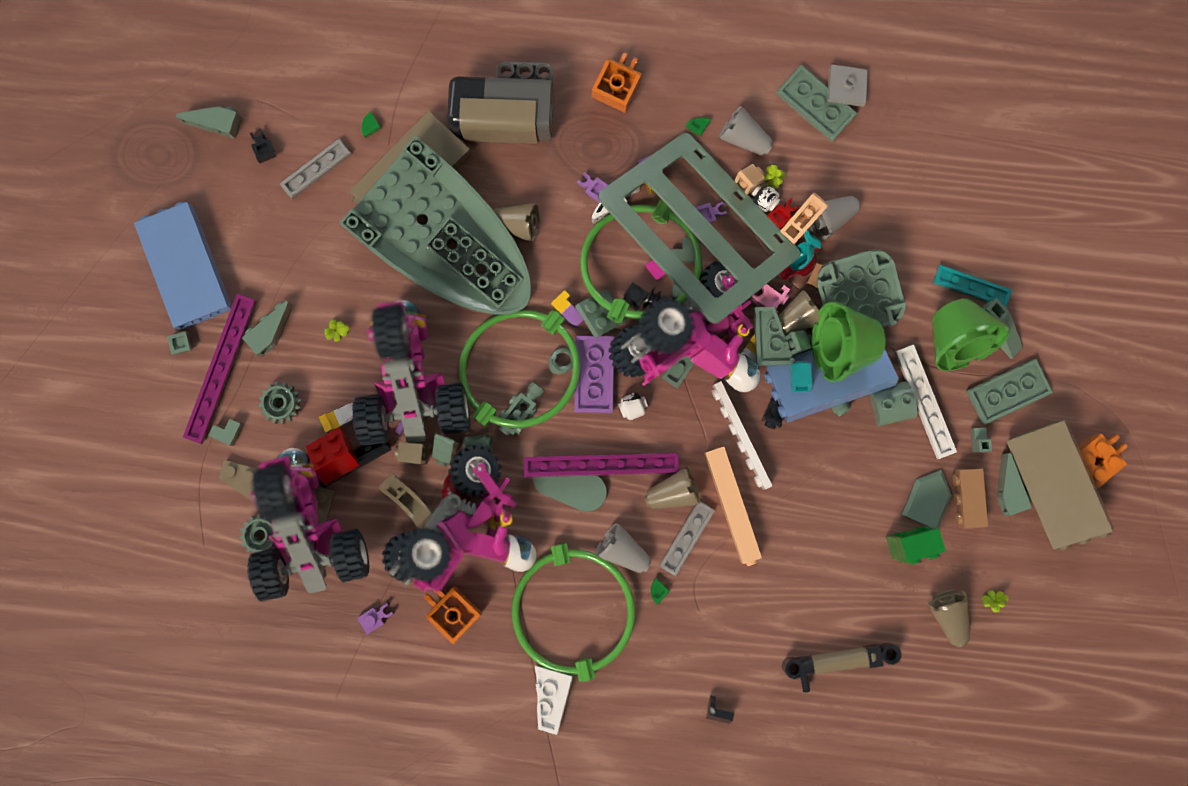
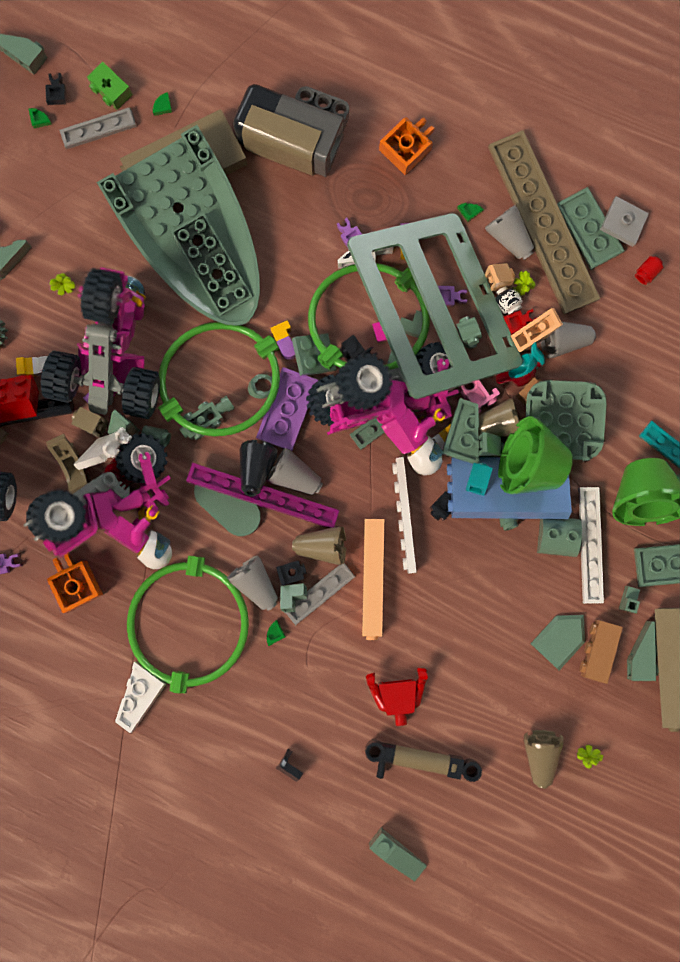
camera: 20 degrees right, 0 degrees up
(255, 179) = (38, 118): none -> green tile
(305, 117) = (118, 90): none -> bright green brick
(435, 475) = (103, 449): none -> white tile
(520, 220) = (270, 241): dark tan cone -> none
(585, 439) = (255, 465): none -> black cone
(623, 433) = (294, 474): none -> light grey cone
(632, 406) = (312, 451): white head -> none
(646, 529) = (284, 576): none -> black brick
(660, 548) = (290, 594): none -> sand green piece
(741, 241) = (469, 332): none -> sand green connector
(772, 112) = (544, 222): none -> dark tan plate
(797, 608) = (398, 696): none -> red torso
(848, 758) = (396, 854): none -> sand green slope
(887, 123) = (649, 270): none -> red brick
(916, 544) = (532, 675): green brick -> none

